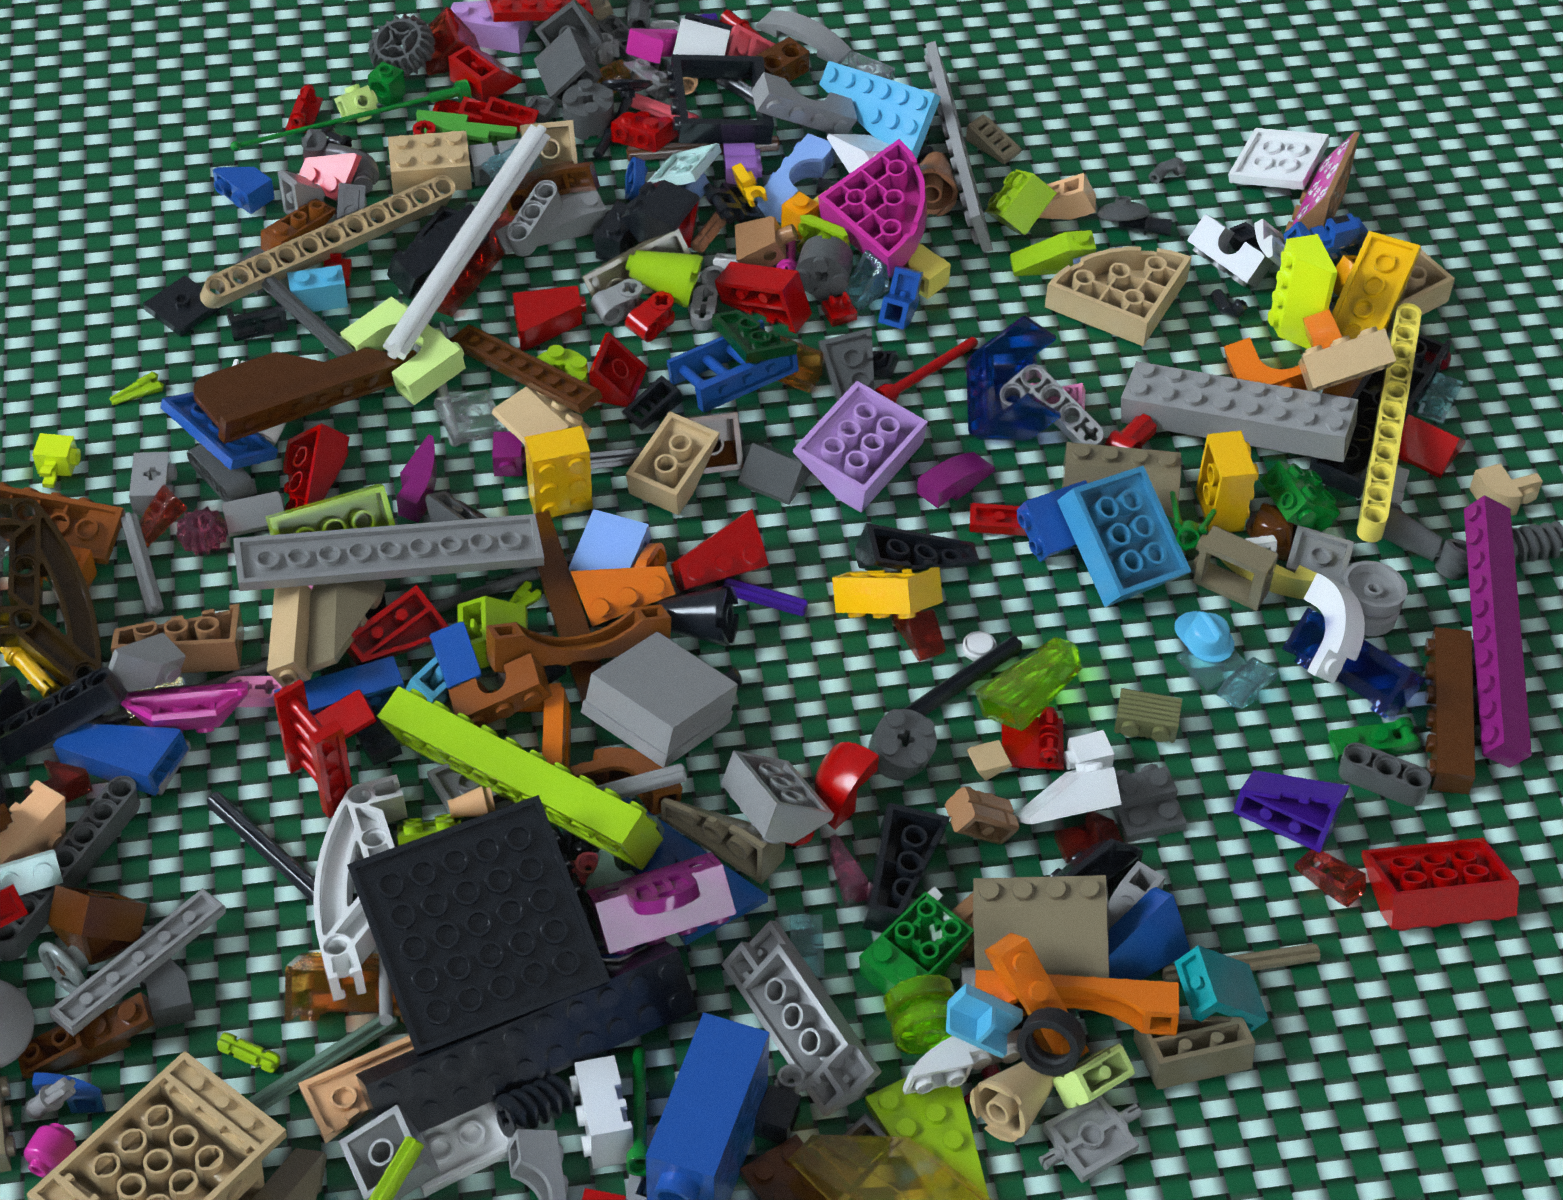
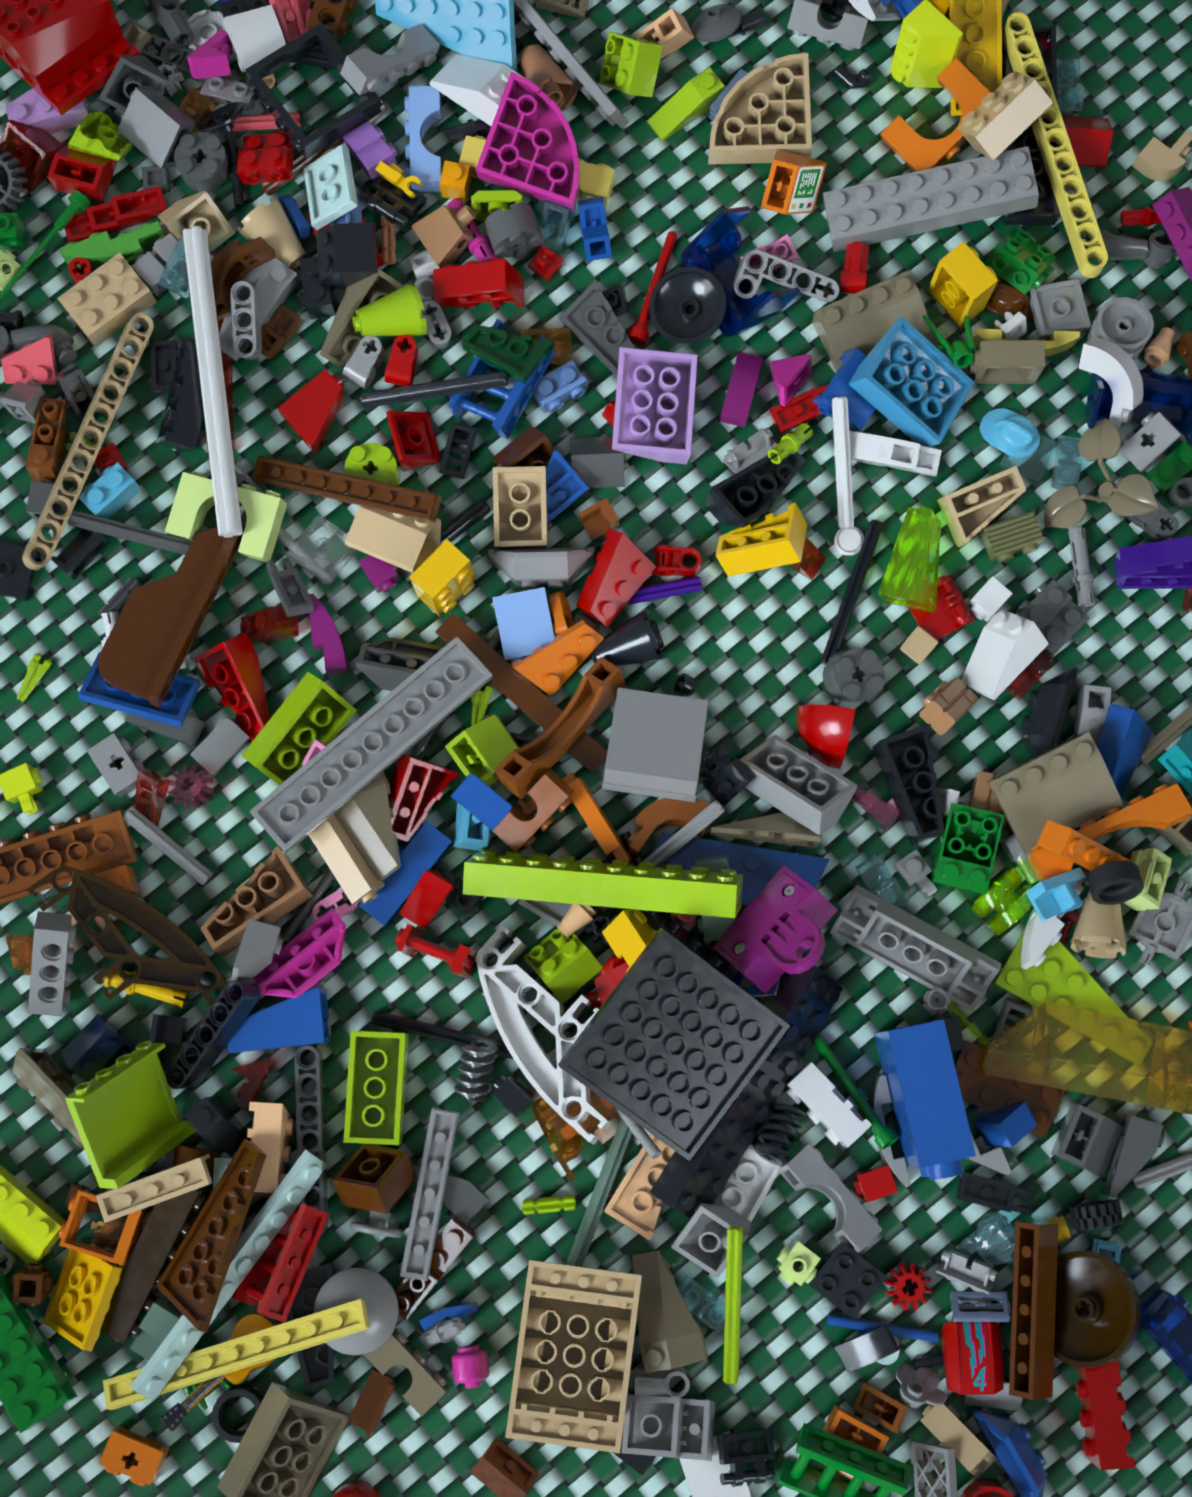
camera: 25 degrees left, 30 degrees up
(166, 848) = (376, 1088): none -> lime brick
(271, 883) = (477, 1070): none -> dark grey piece
(289, 923) = (512, 1095): none -> black brick
(376, 445) = (269, 625): none -> clear red slope
(414, 423) = (290, 588): none -> dark grey hinge
(514, 55) = (100, 137): none -> lime slope
(560, 252) = (279, 331): none -> reddish brown slope
(612, 170) = (275, 228): none -> tan cone
(667, 342) = (434, 389): none -> black axle
(671, 518) = (542, 566): none -> light grey wedge
(711, 762) = (730, 781): none -> black plate
(726, 466) = (562, 484): none -> blue wing
(742, 501) = (599, 519): none -> dark orange panel
(782, 402) = (559, 387): none -> medium blue bracket
(793, 577) = (674, 561): none -> red piece
(805, 1101) = (983, 1039): none -> clear neon green hinge
(846, 953) = (914, 870): none -> light grey plate
(940, 525) = (748, 454): none -> light grey hinge
(947, 388) = (686, 289): none -> black dish
(972, 536) = (790, 443): none -> lime pin
(1010, 486) = (790, 376): none -> dark pink slope
(1012, 569) = (842, 462): none -> white axle
(1067, 585) = (893, 453): none -> white slope
(1111, 344) = (793, 183): none -> orange slope
(1133, 666) = (979, 503): none -> tan wedge
(1202, 784) = (1082, 574): none -> light grey pin
(1276, 712) = (1130, 498): none -> dark tan plant
(1308, 762) = (1154, 520): none -> dark grey piece
(1345, 699) = (1142, 455): none -> light grey brick
(1405, 636) = (1159, 350): none -> light nougat cone
(1448, 524) = (1139, 217): none -> red axle

